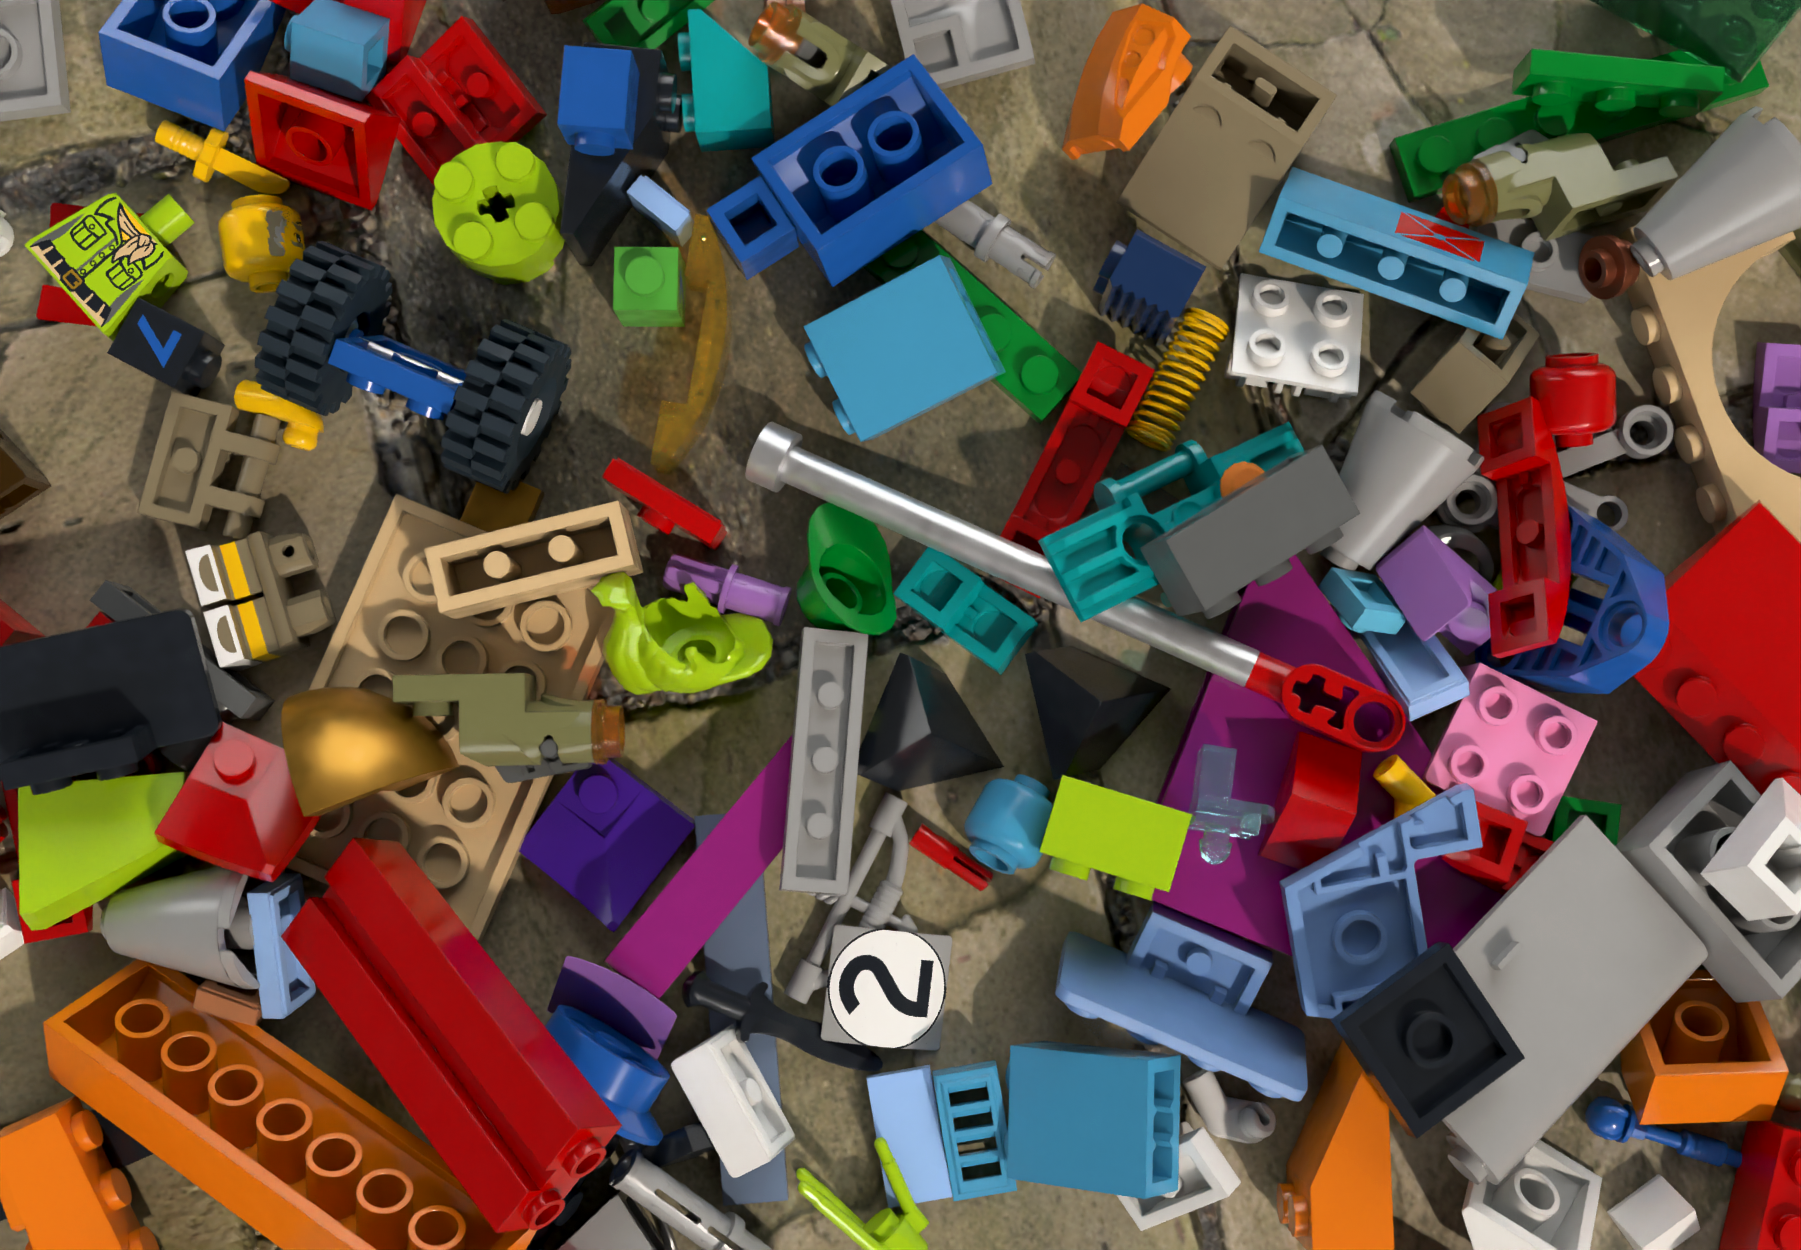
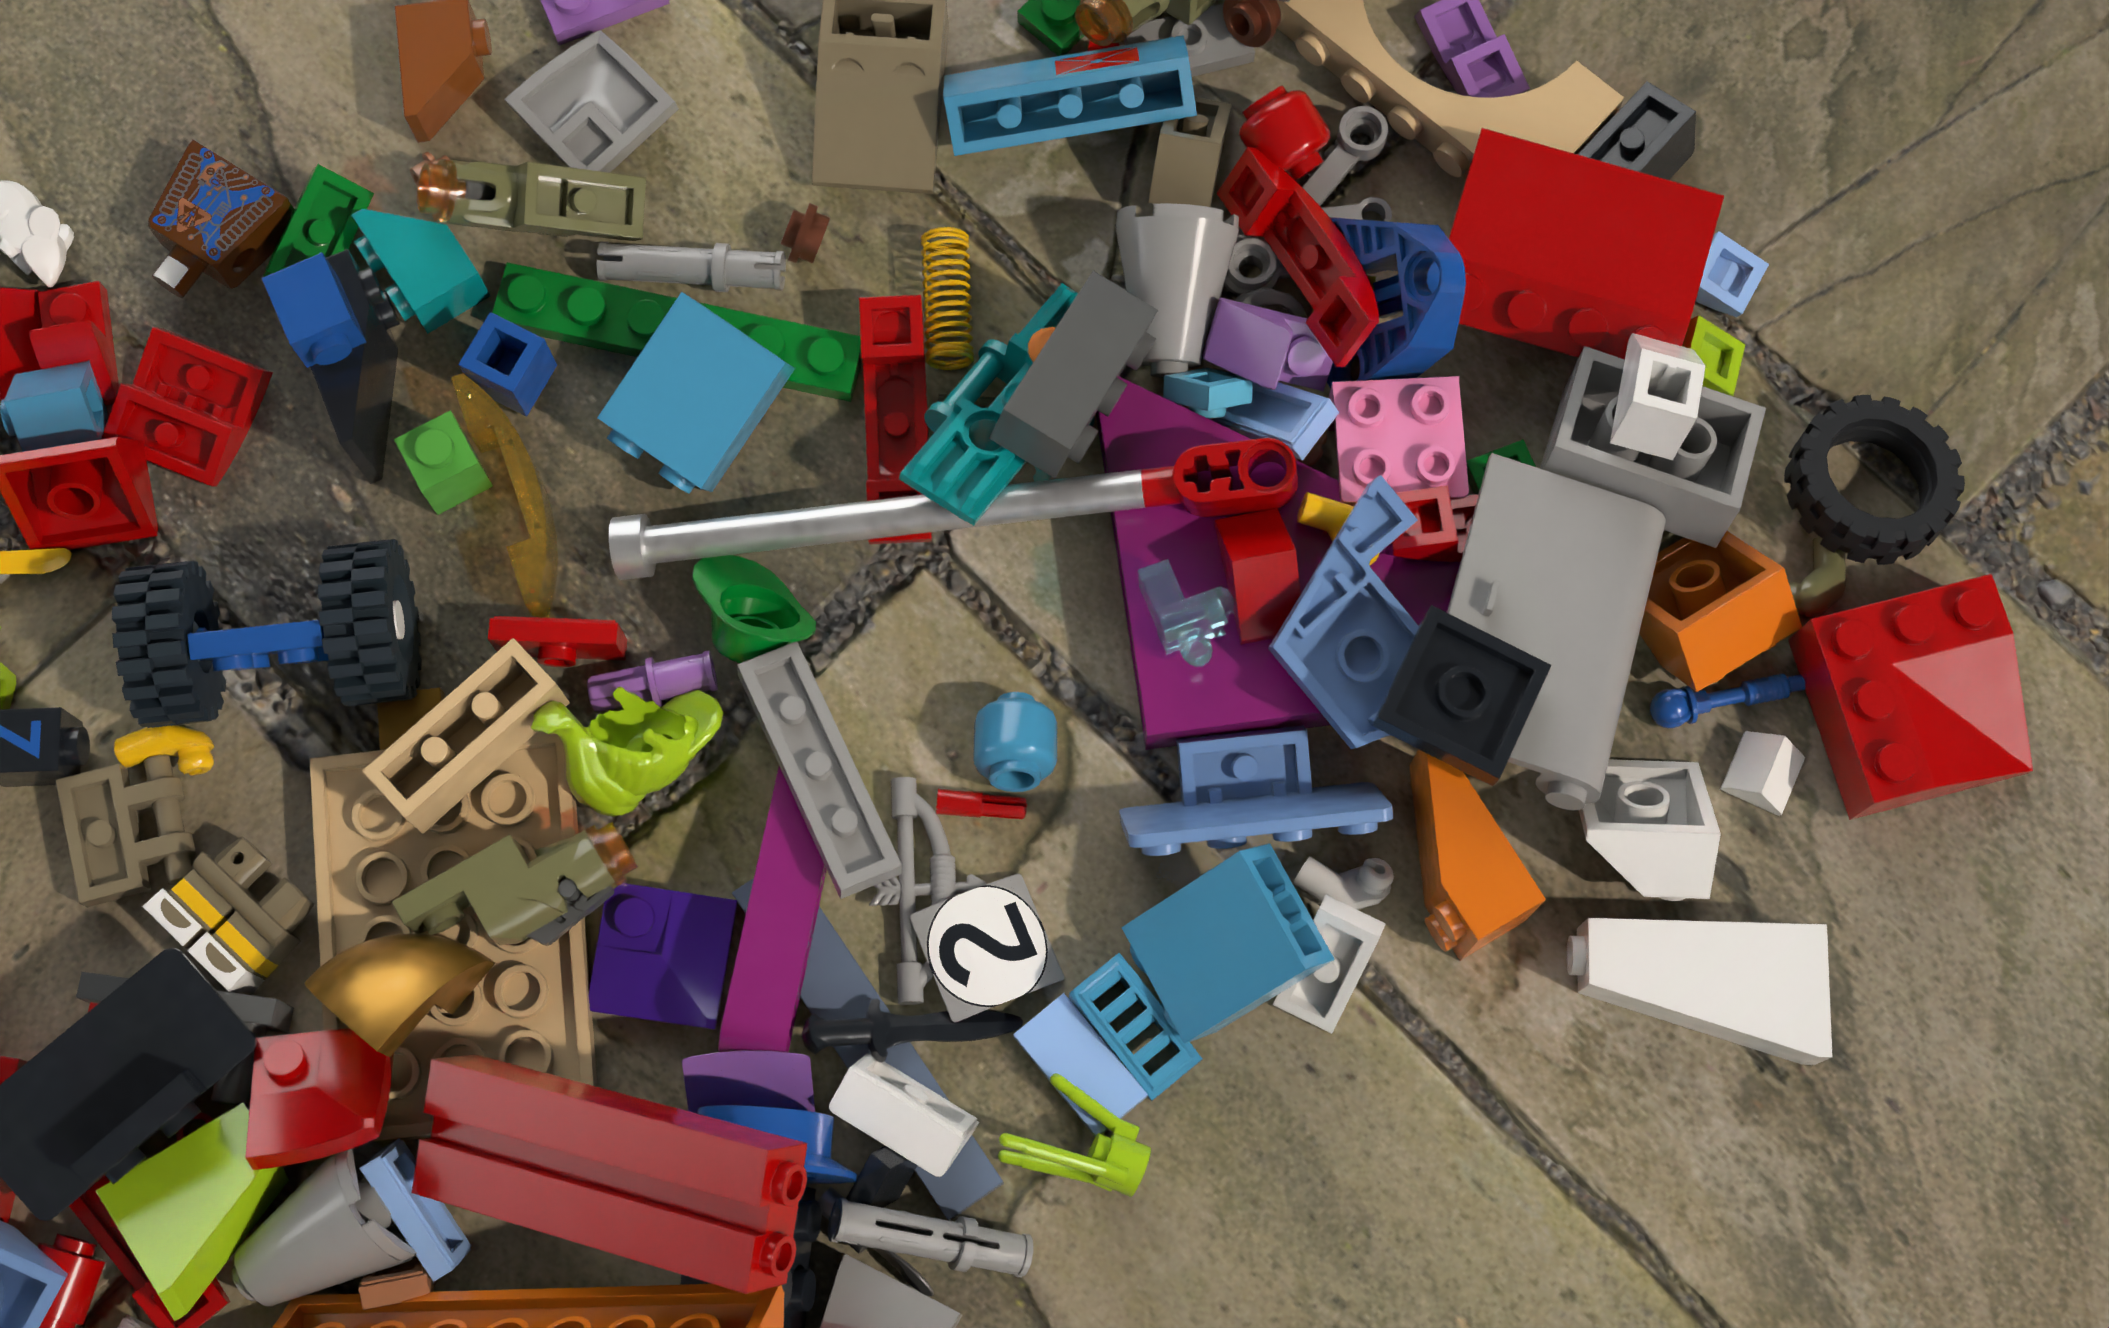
camera: 30 degrees left, 10 degrees down
(260, 241) = (71, 610): yellow head -> none
(479, 185) = (254, 446): lime brick -> none
(661, 209) = (417, 394): light blue tile -> none
(874, 169) = (587, 256): blue slope -> none
(922, 732) = (894, 710): black slope -> none
(966, 609) = (872, 587): teal slope -> none
(1084, 247) = (805, 234): none -> copper plate
(1087, 706) = (1026, 610): black slope -> none
(1115, 836) = (1103, 688): lime brick -> none
(1126, 80) = (762, 76): orange slope -> none
(1146, 285) = (875, 232): dark blue brick -> none
(1296, 338) = (1029, 211): white hinge -> none

